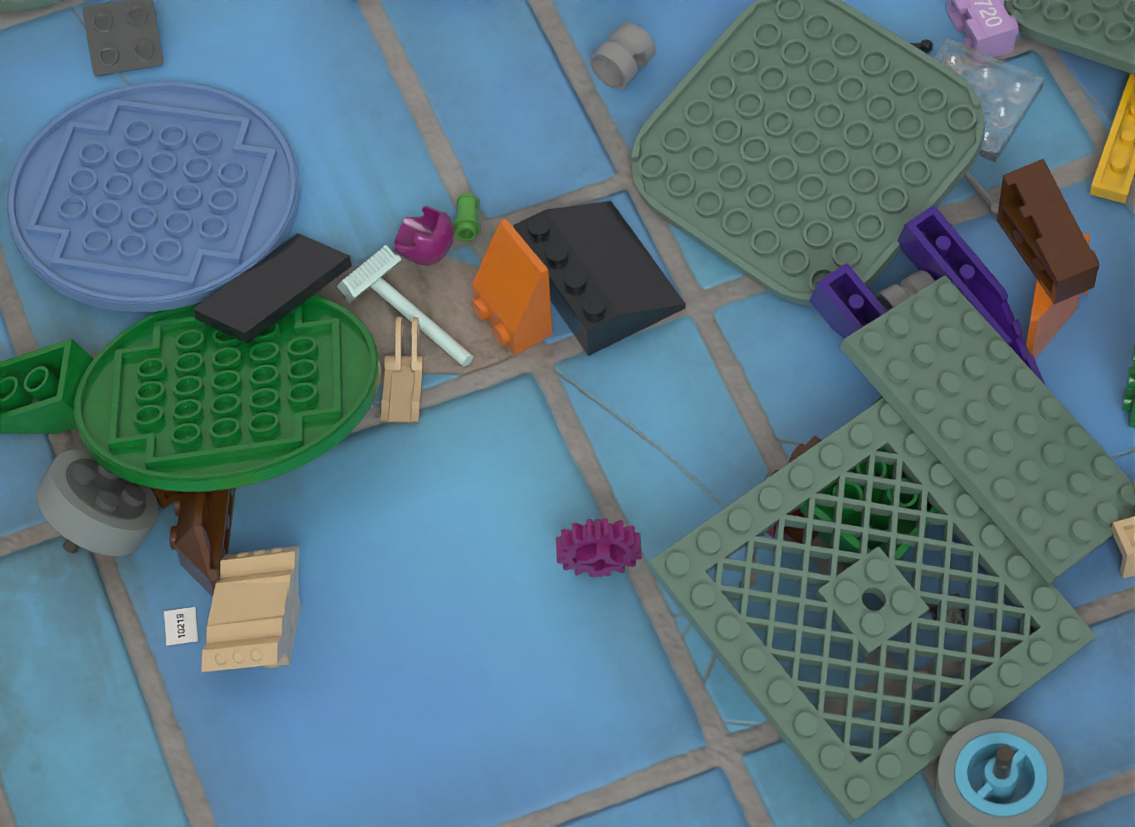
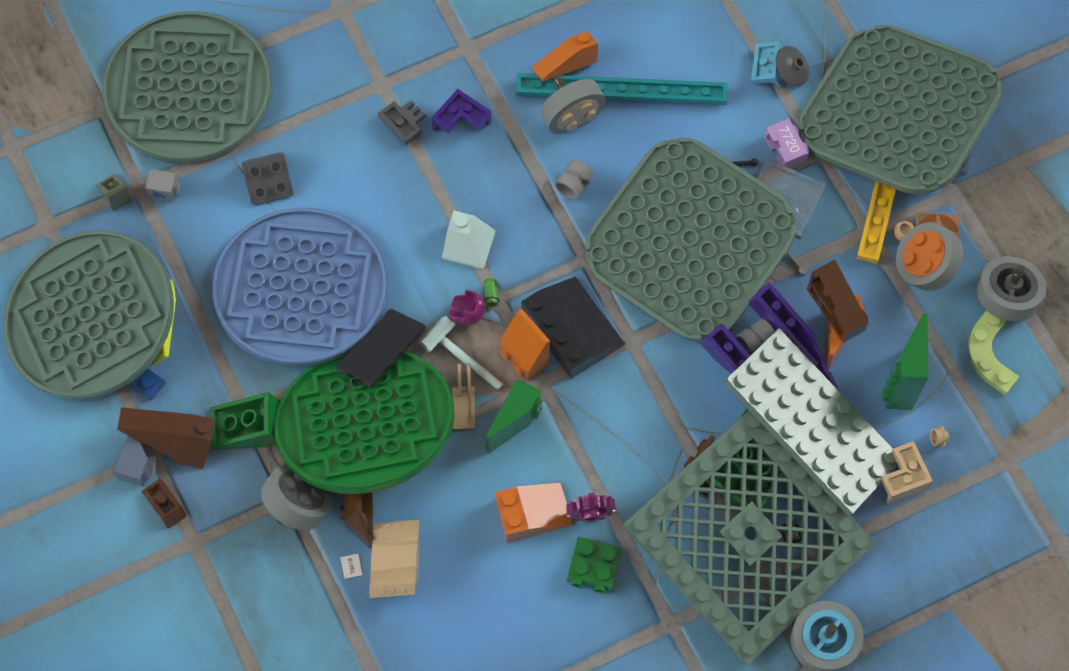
camera: 10 degrees left, 10 degrees up
(437, 138) = (468, 240): none -> light aqua slope
(482, 398) = (515, 415): none -> green slope
(498, 551) = (531, 510): none -> slope
(598, 646) = (594, 565): none -> green plate

